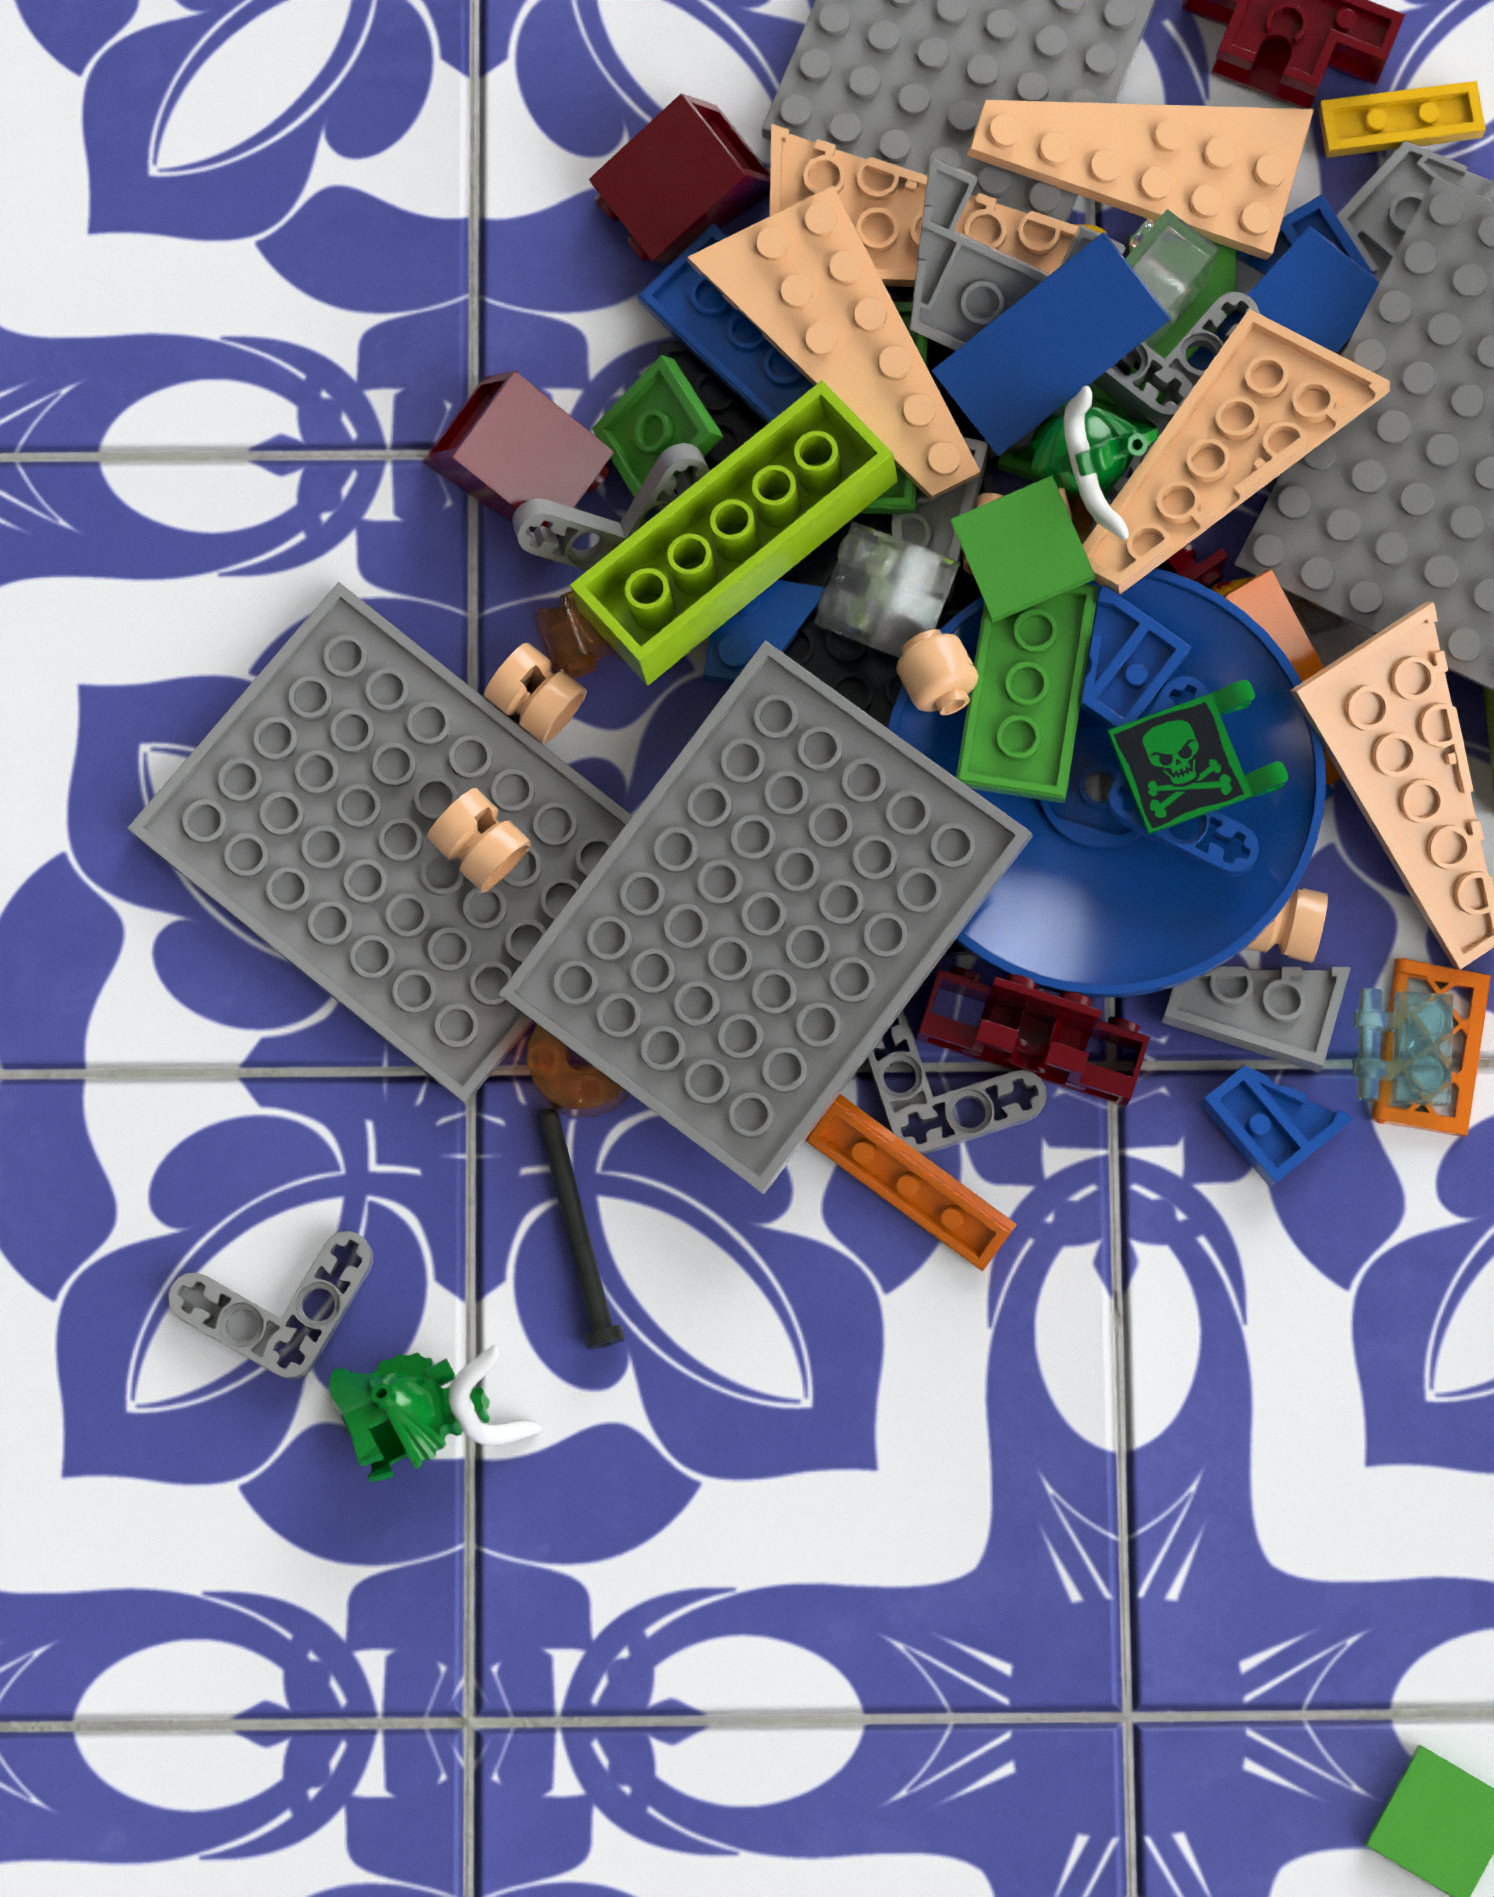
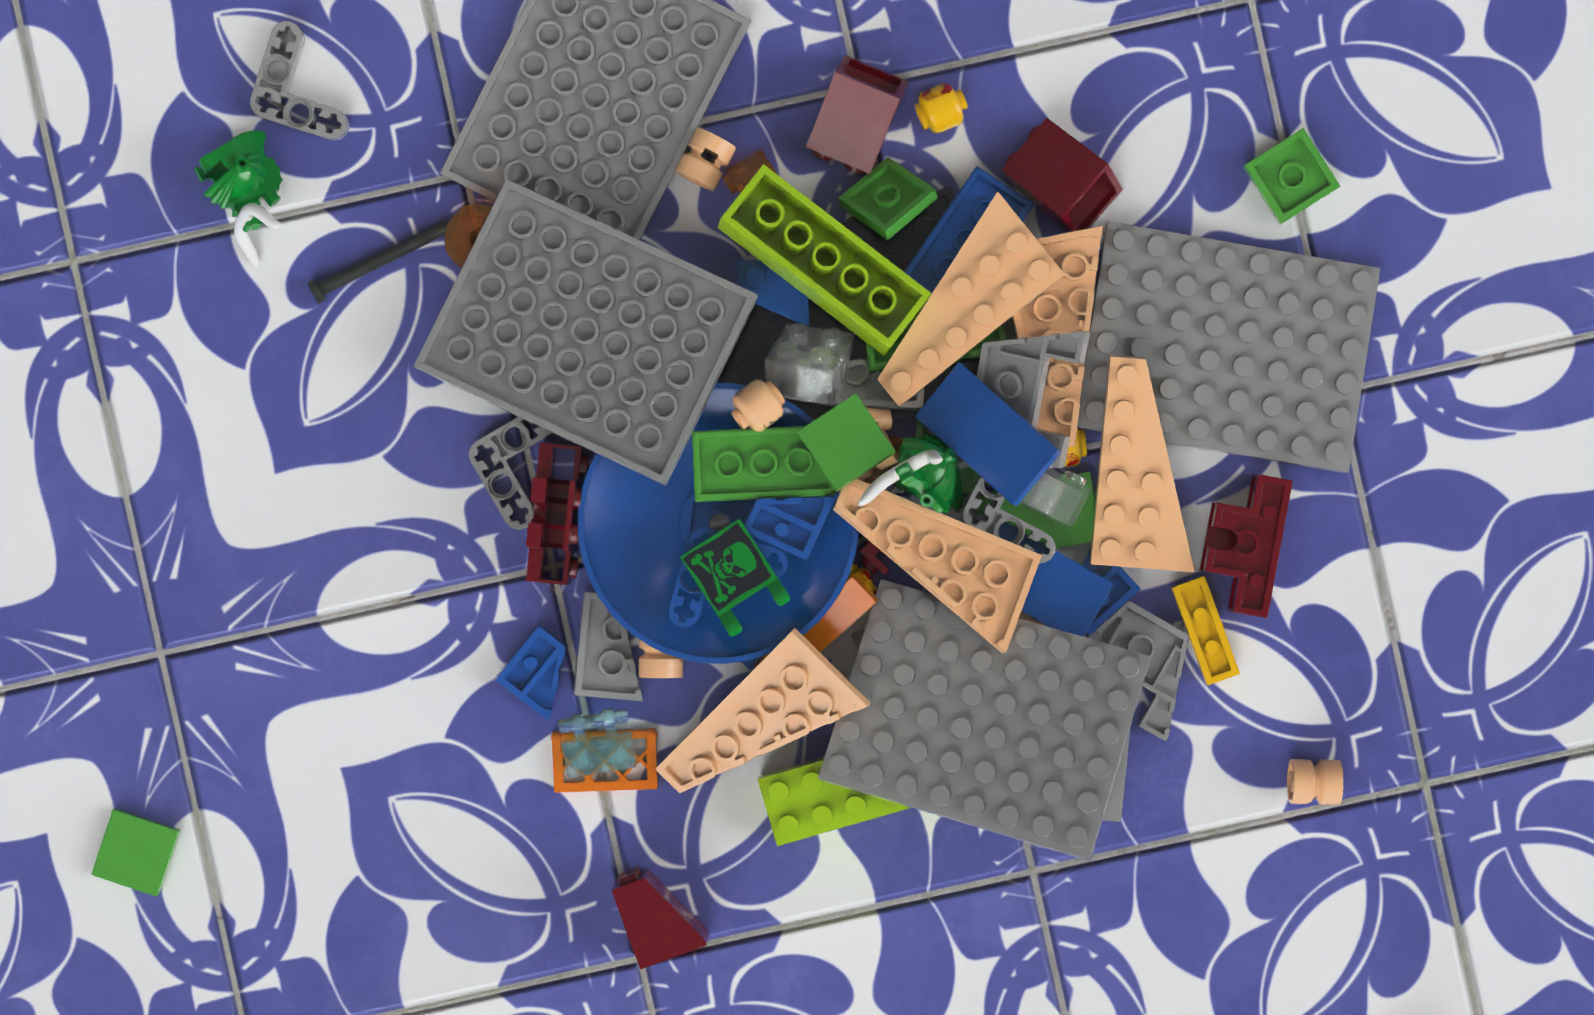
camera: 80 degrees right, 10 degrees up
(475, 837) = (599, 144): light nougat wheel -> none
(536, 335) = (940, 108): none -> yellow head
(571, 522) = (807, 146): light grey beam -> none
(911, 1182) = (449, 459): orange tile -> none

